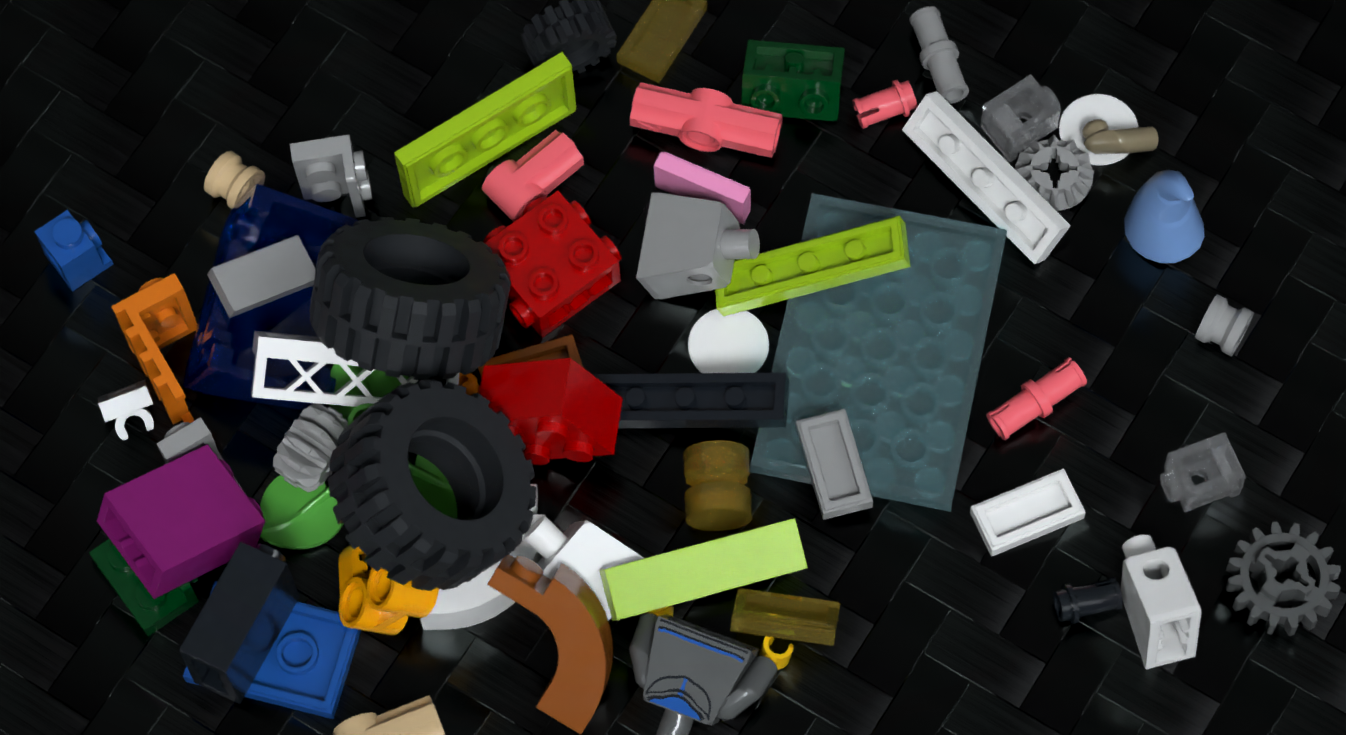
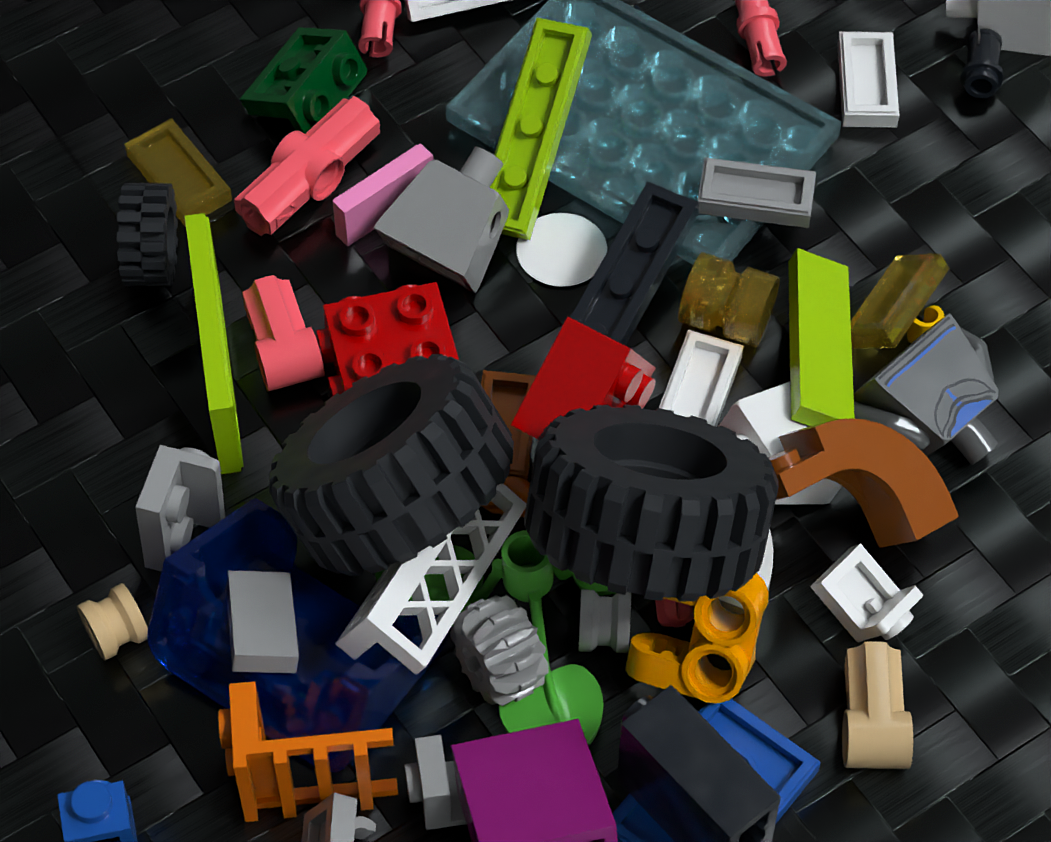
camera: 70 degrees left, 10 degrees down
(485, 693) = (865, 596): none -> white bracket
(635, 499) = (702, 377): none -> white tile

